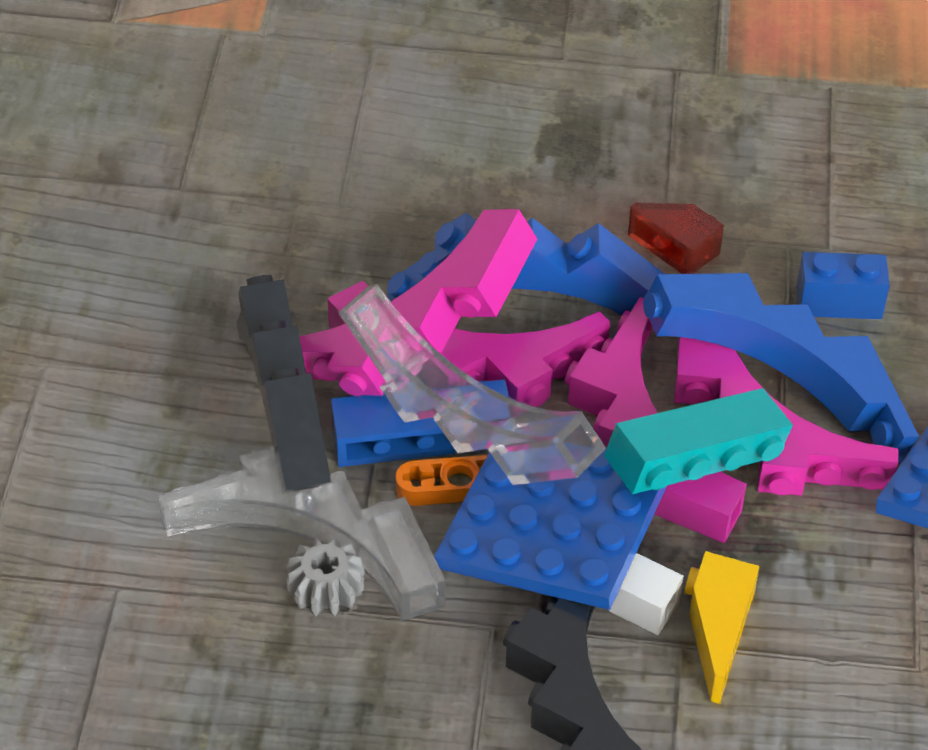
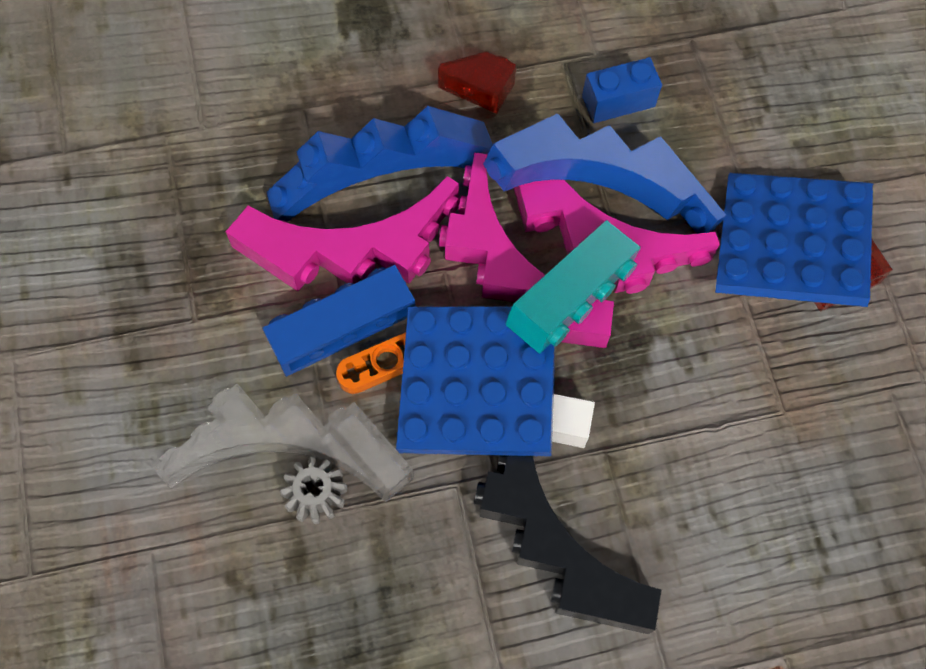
camera: 20 degrees left, 20 degrees up
(283, 384) = (223, 341): black arch -> none
(423, 384) = (390, 322): clear arch -> none
(466, 284) = (315, 242): dark pink arch -> none
(718, 613) = (627, 418): yellow slope -> none

